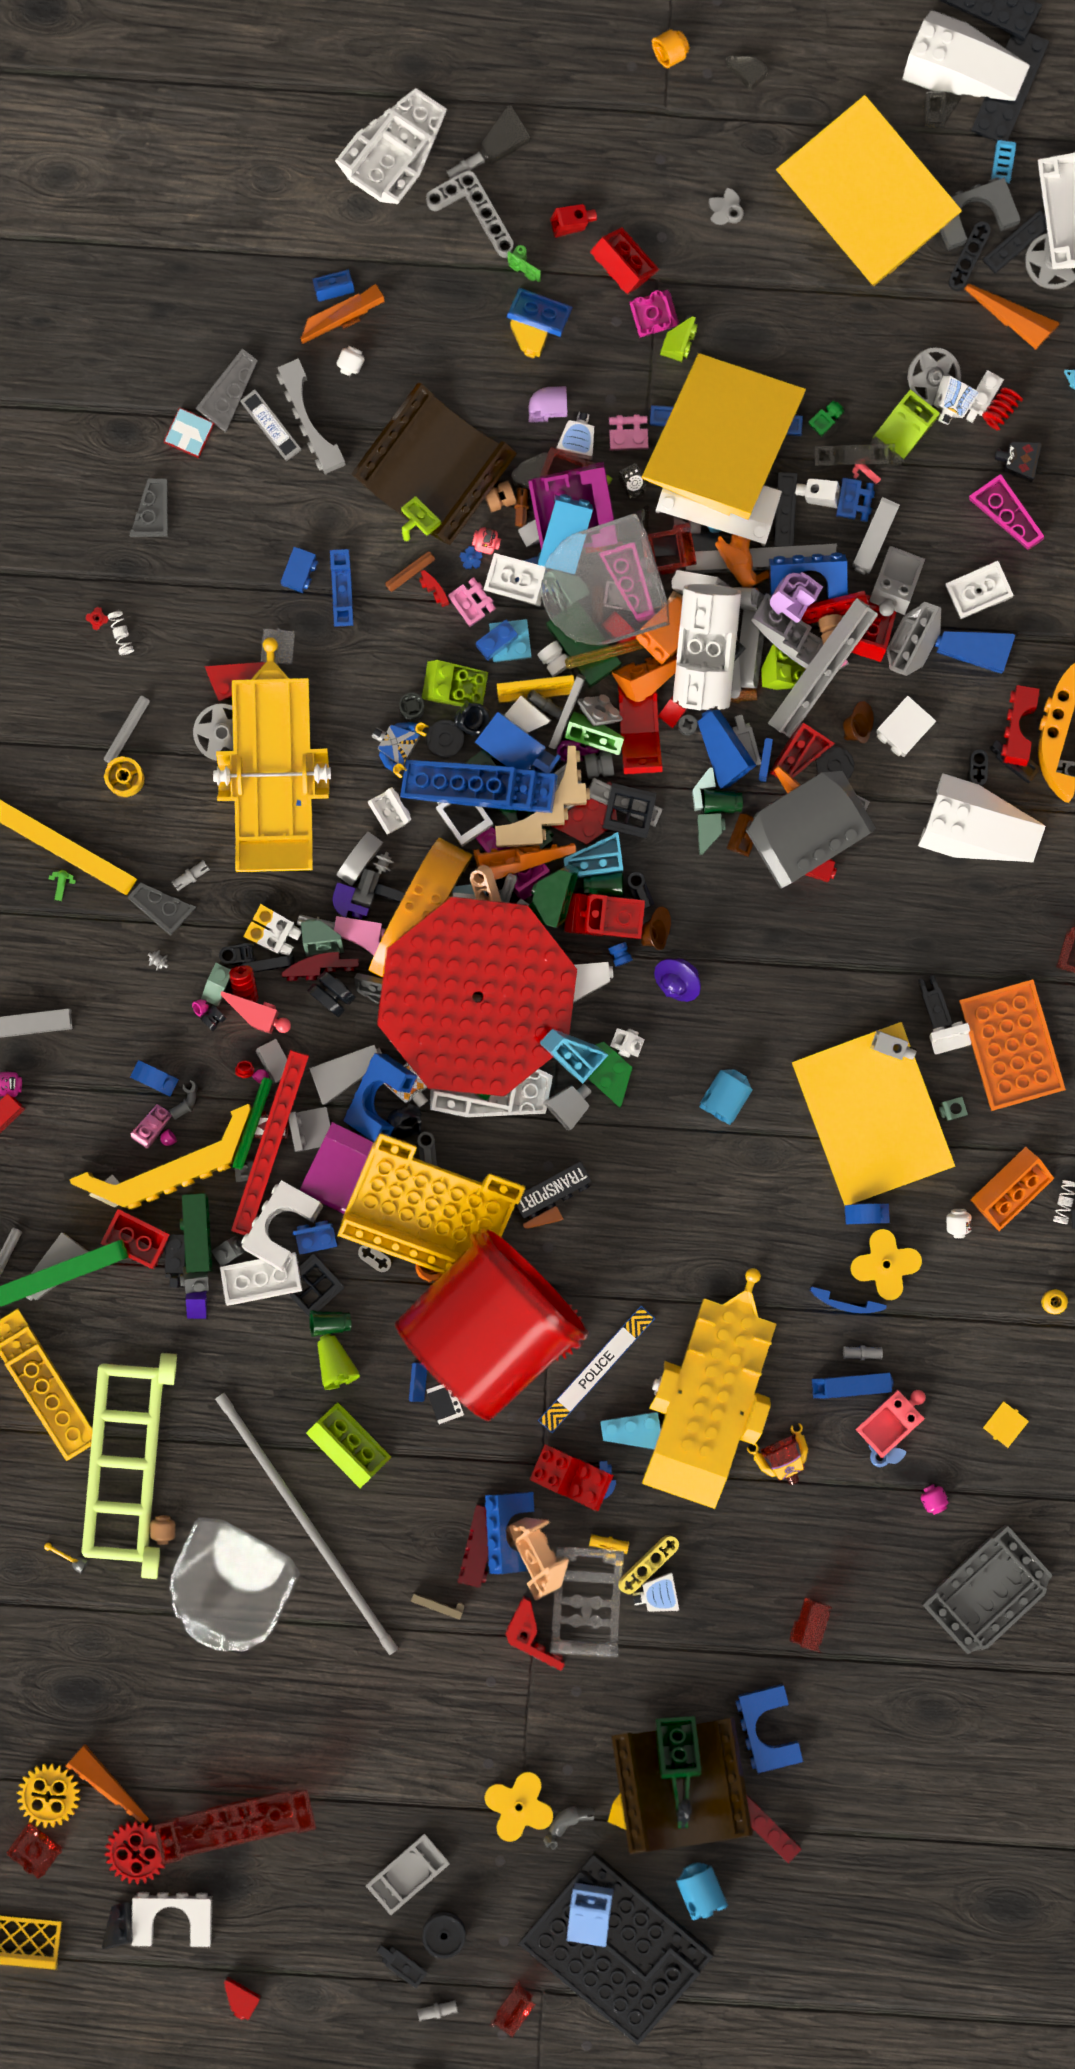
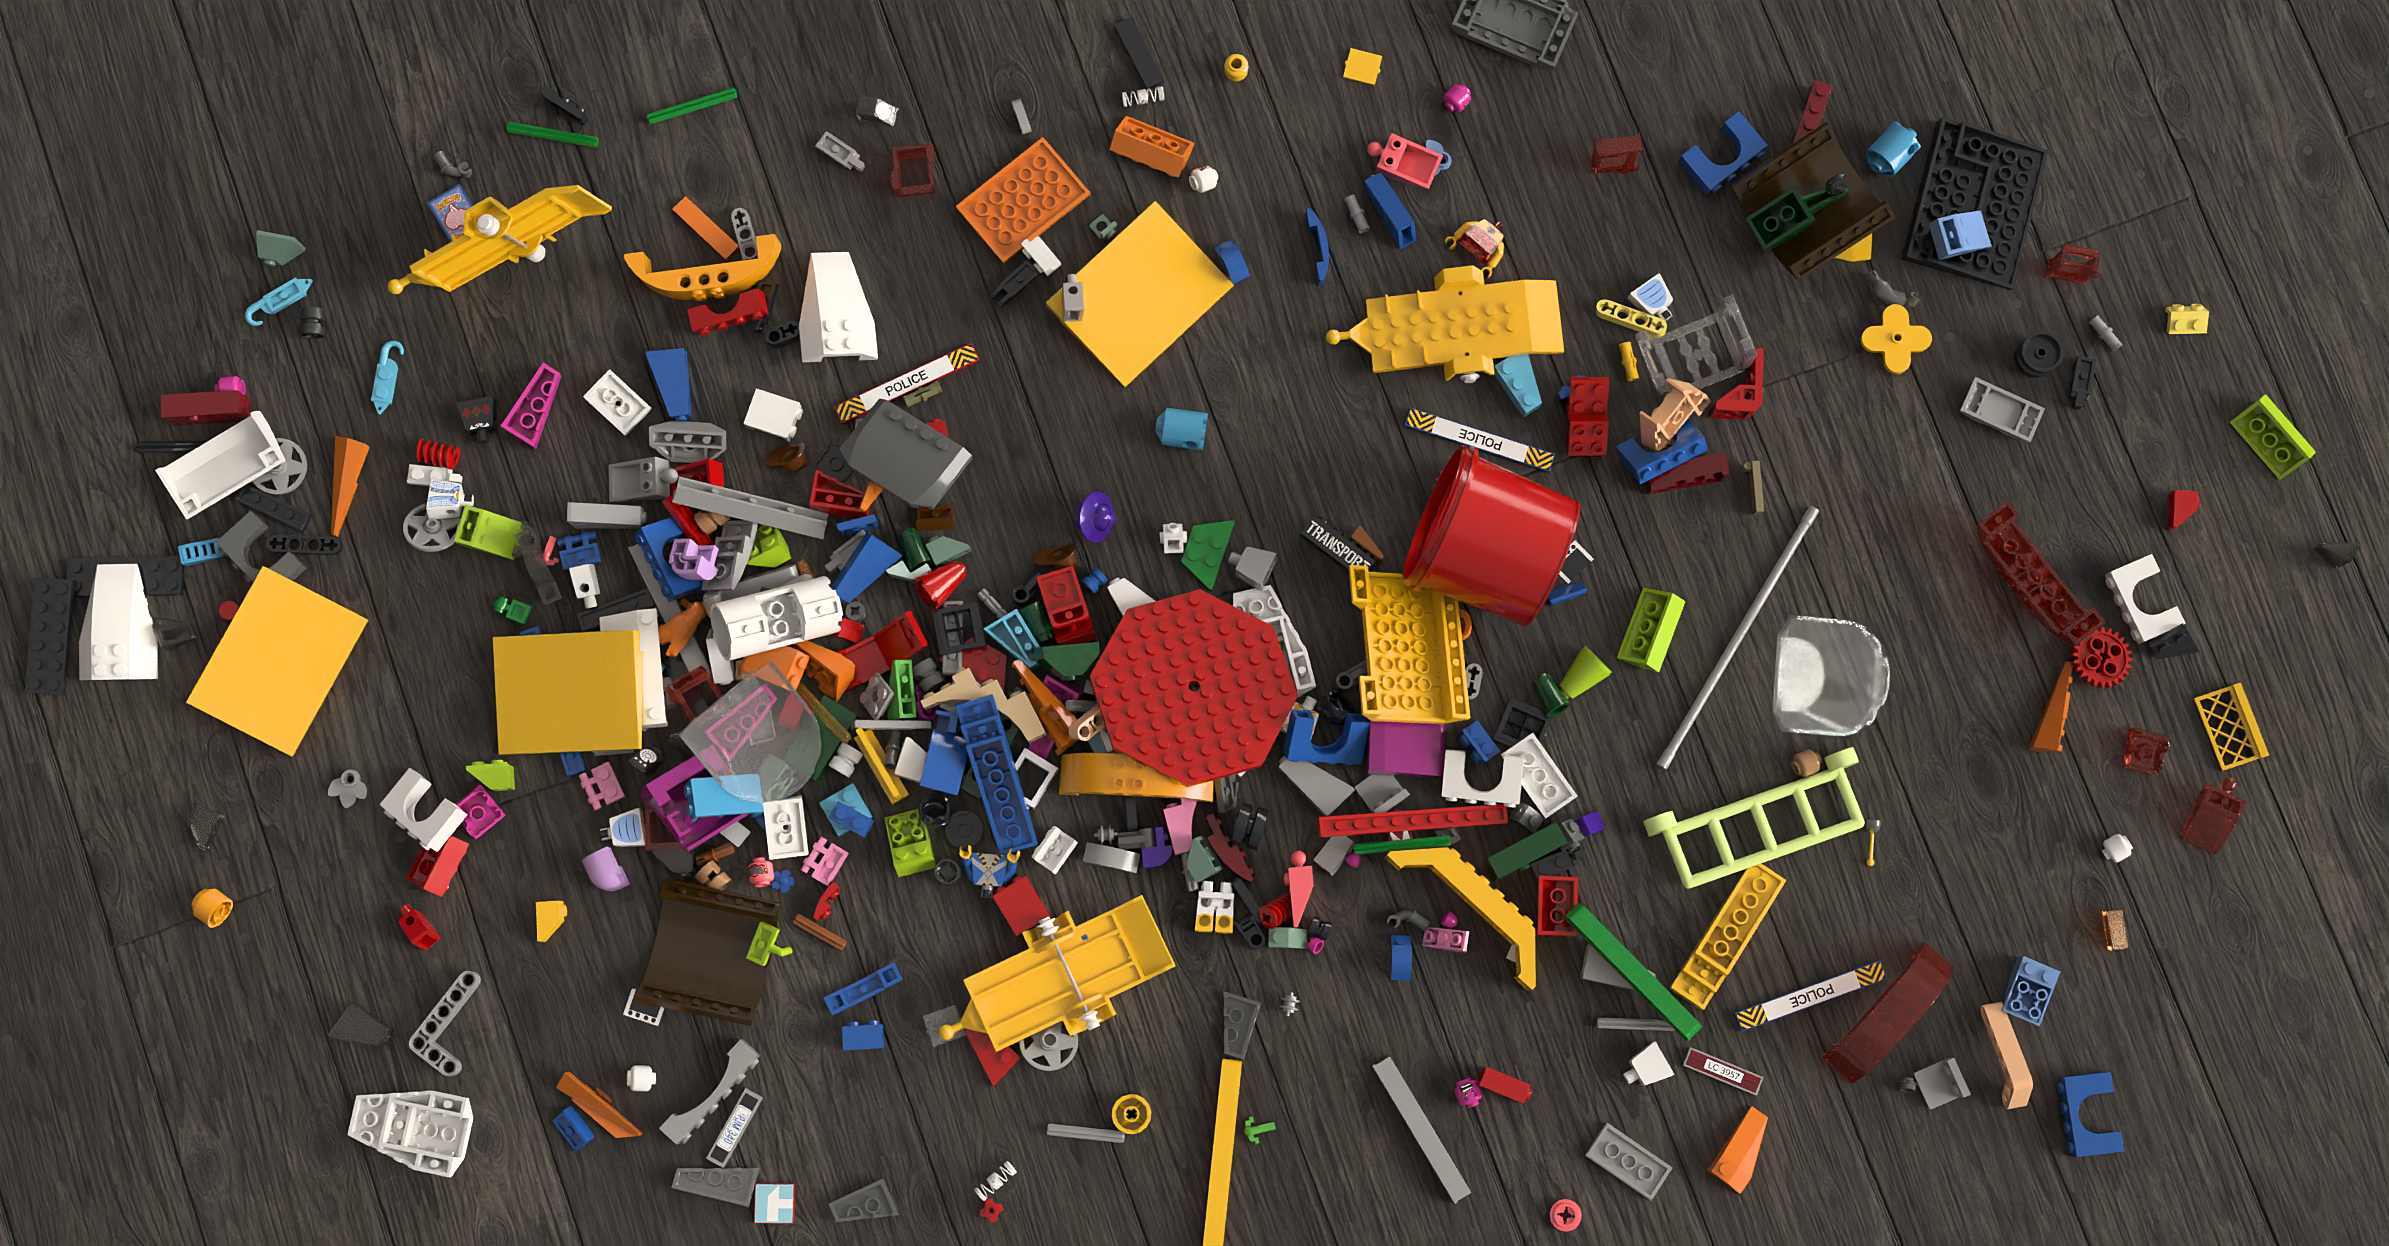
camera: 115 degrees left, 5 degrees down
(47, 1813) = (2107, 754): yellow gear -> none
(190, 875) = (1196, 1009): light grey pin -> none
(244, 1069) = (1354, 877): red plate -> none
(353, 759) = (1020, 905): none -> red brick
(407, 386) = (641, 1011): none -> sticker
(466, 165) = (405, 1052): light grey pin -> none
(518, 262) = (479, 960): bright green hinge -> none
(539, 312) = (520, 918): blue tile -> none
(574, 1054) = (1206, 578): medium azure wedge -> none
(639, 852) = (992, 604): none -> light grey axle
(679, 812) = (939, 583): none -> red cone
(688, 247) = (401, 805): none -> white arch
(866, 886) = (922, 394): none -> olive pin
(882, 863) = (908, 382): none -> tile
(882, 1249) = (1276, 238): yellow plant -> none
(937, 166) = (228, 610): none -> red tile

